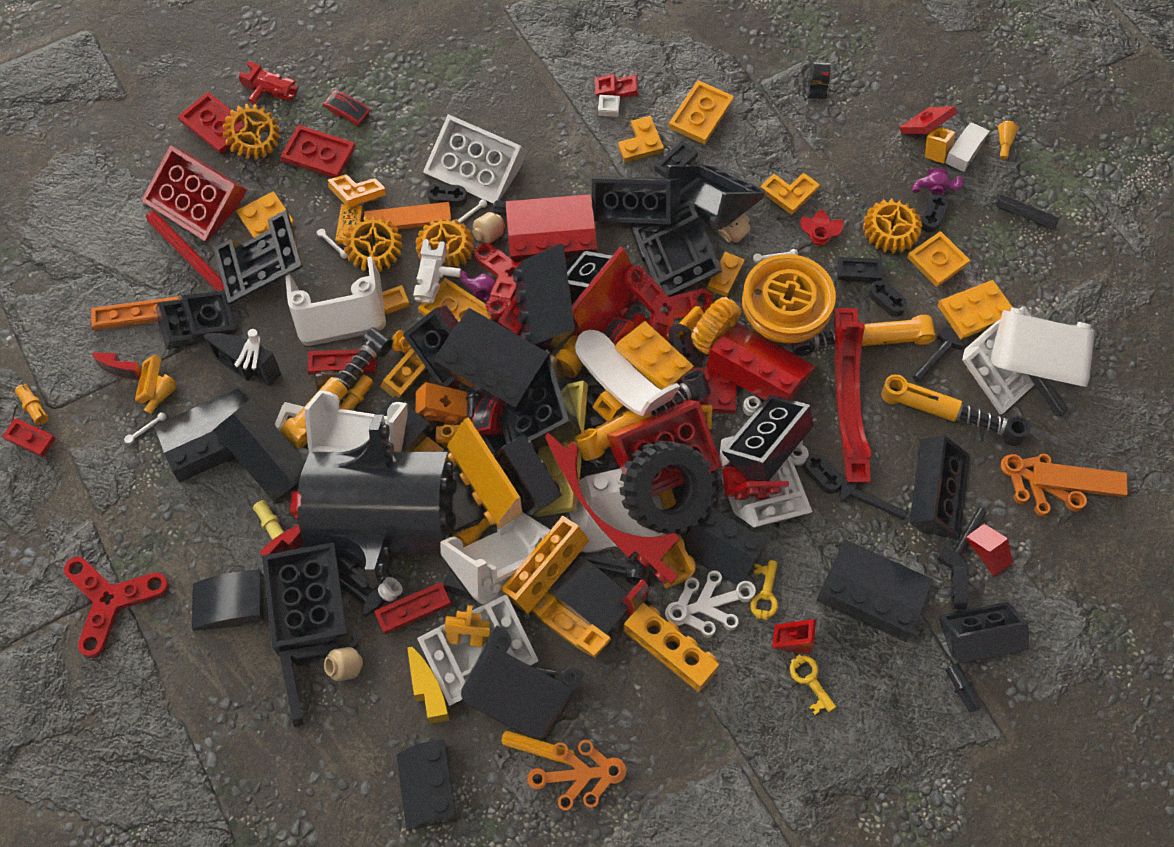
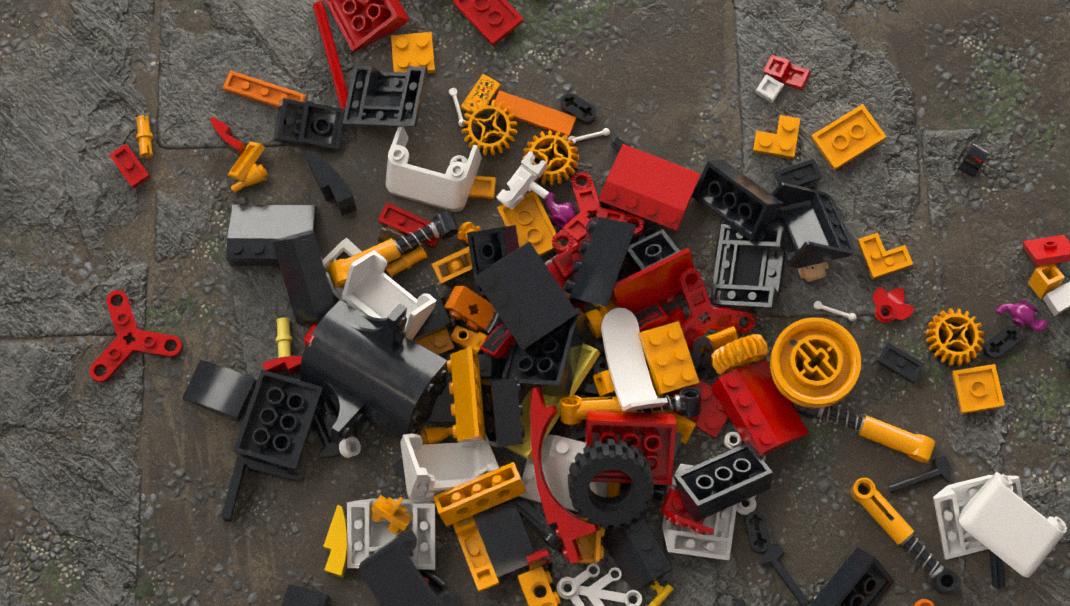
camera: 30 degrees right, 10 degrees up
(129, 439) = (208, 207): white hinge -> none
(252, 345) = (337, 182): white piece -> none
(343, 664) = (282, 491): tan head -> none
(354, 194) = (499, 70): light orange plate -> none
(412, 608) = (360, 472): red plate -> none
(474, 159) = (619, 86): white slope -> none
(488, 228) = (596, 160): tan head -> none
(724, 281) = (784, 306): light orange plate -> none
(847, 357) = (829, 456): red slope -> none
(888, 298) = (914, 400): black beam -> none
(974, 308) = (982, 453): light orange plate -> none

